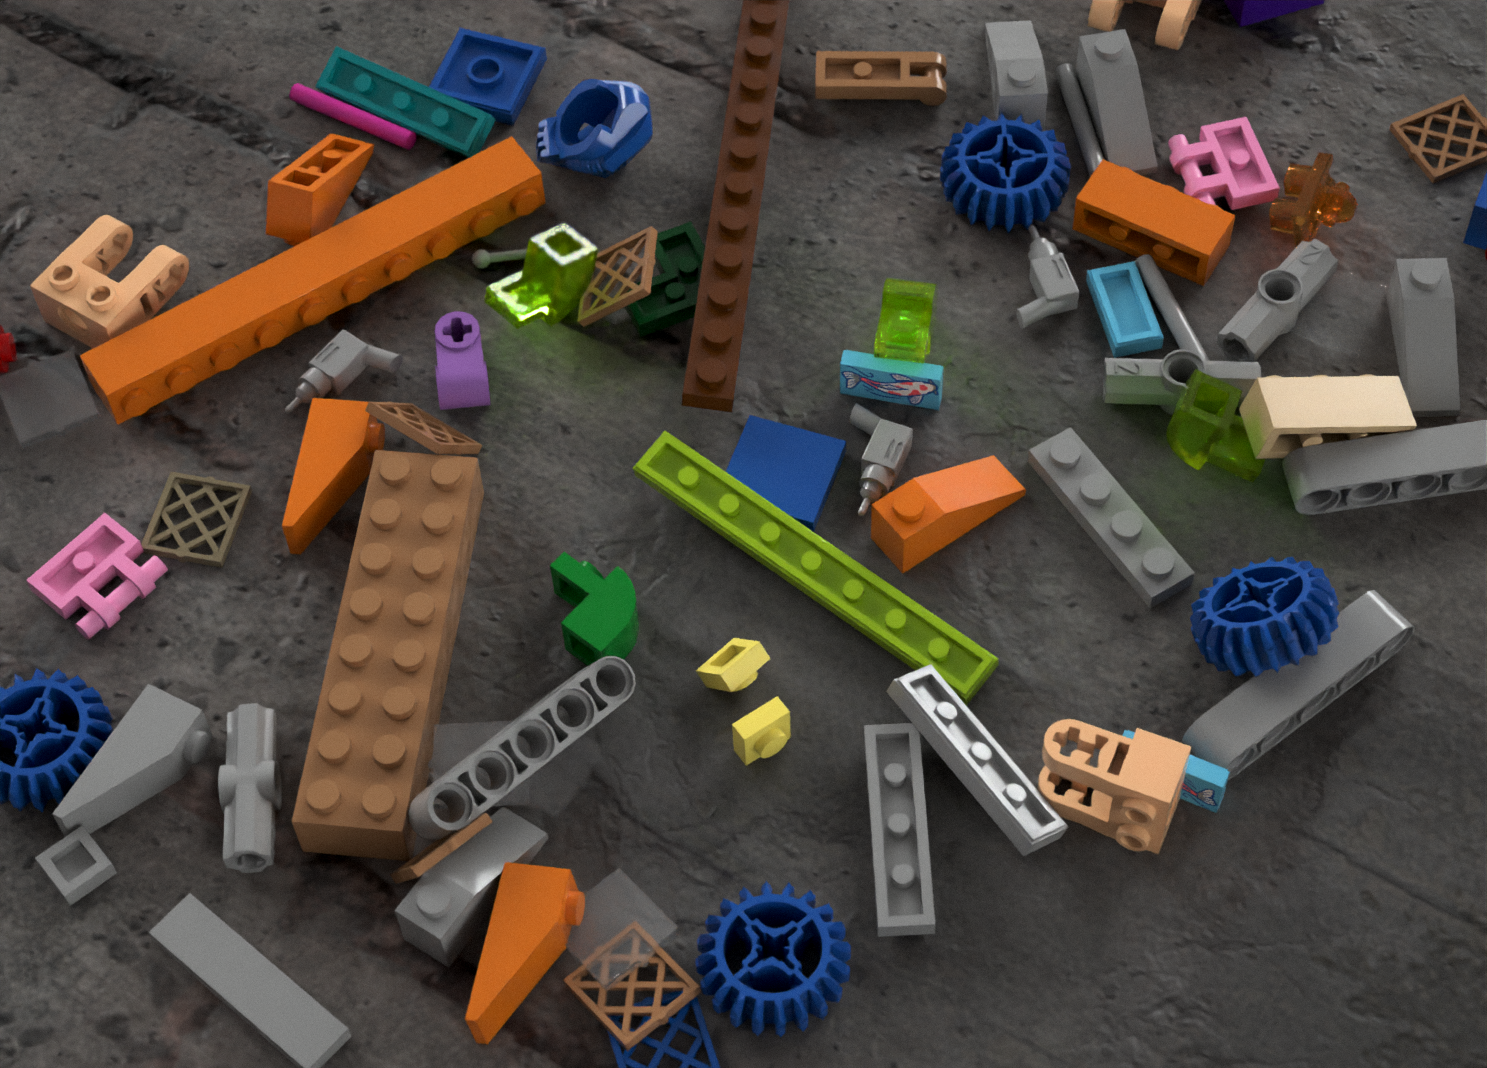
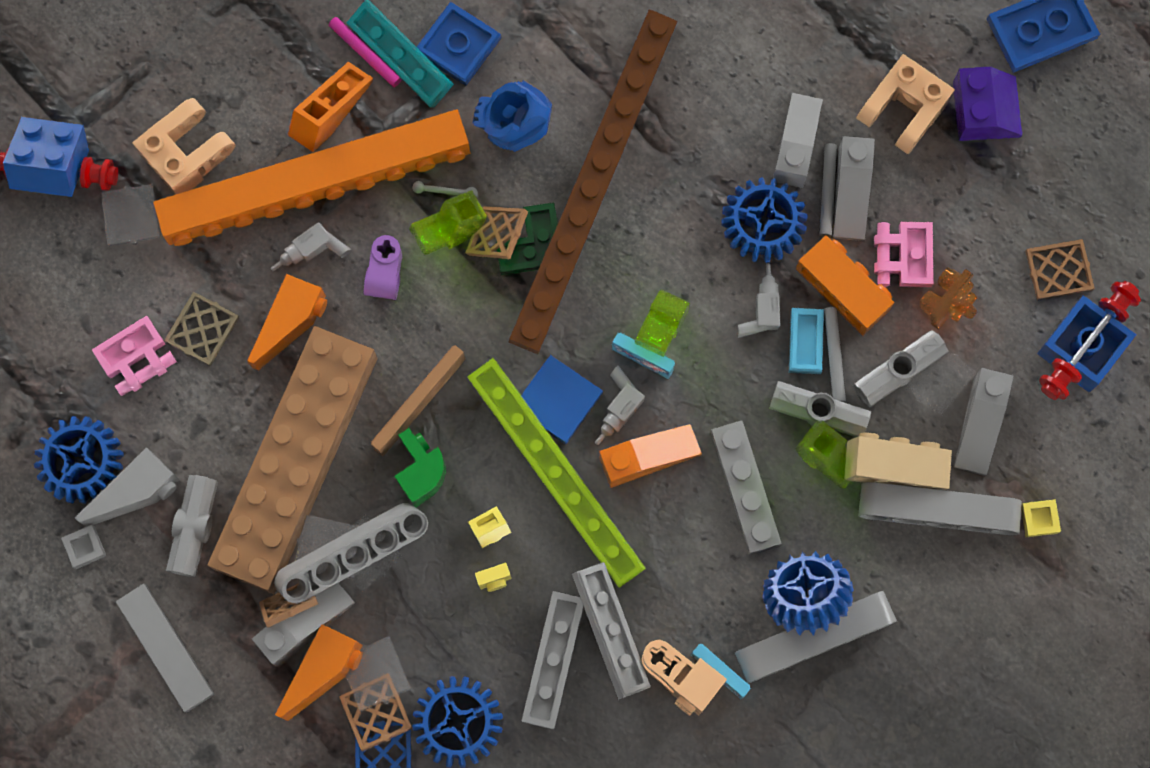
camera: 15 degrees right, 20 degrees up
(423, 428) = (366, 315): medium nougat window -> none
(565, 522) = (418, 400): none -> medium nougat tile
(881, 75) = (709, 119): medium nougat plate -> none

